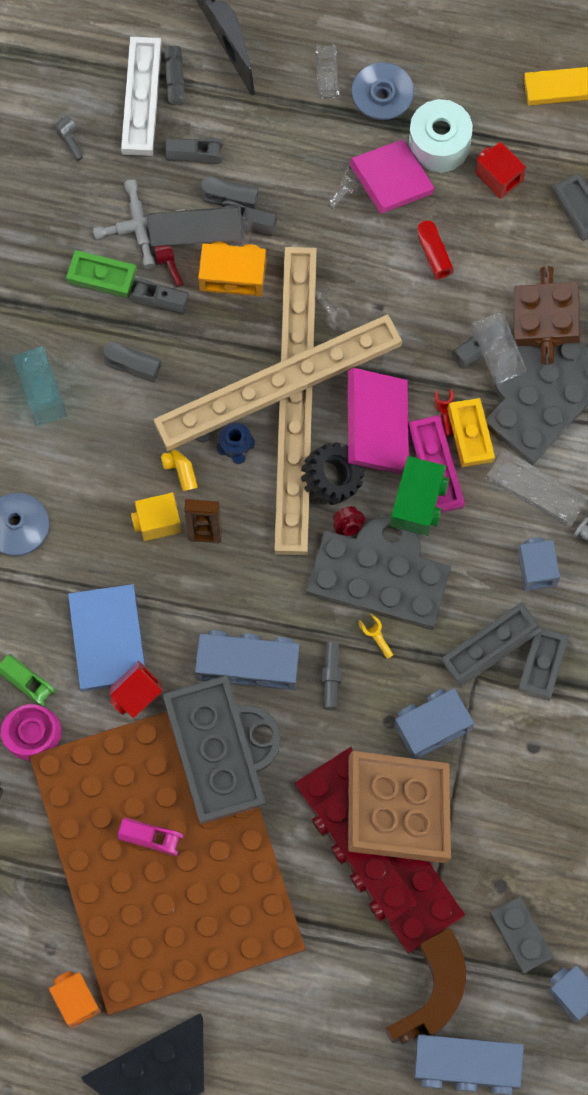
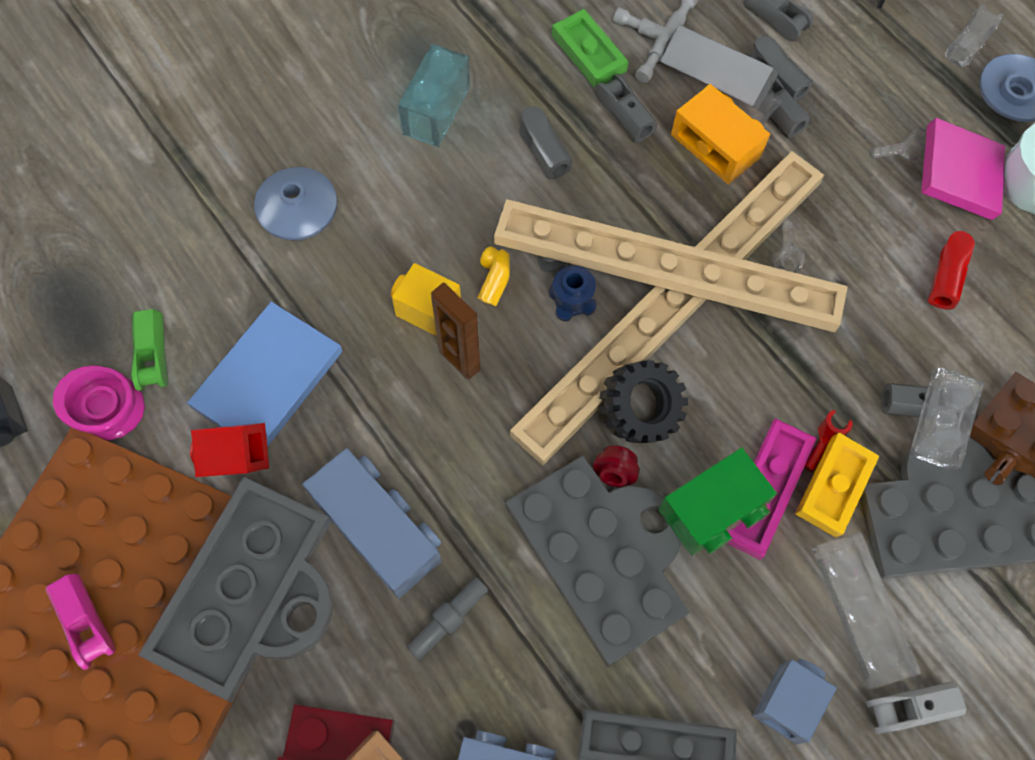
camera: 40 degrees right, 5 degrees down
(165, 254) = (665, 77): dark red hand -> none
(377, 421) = (740, 387): dark pink tile -> none
(377, 635) = (538, 612): yellow hand -> none

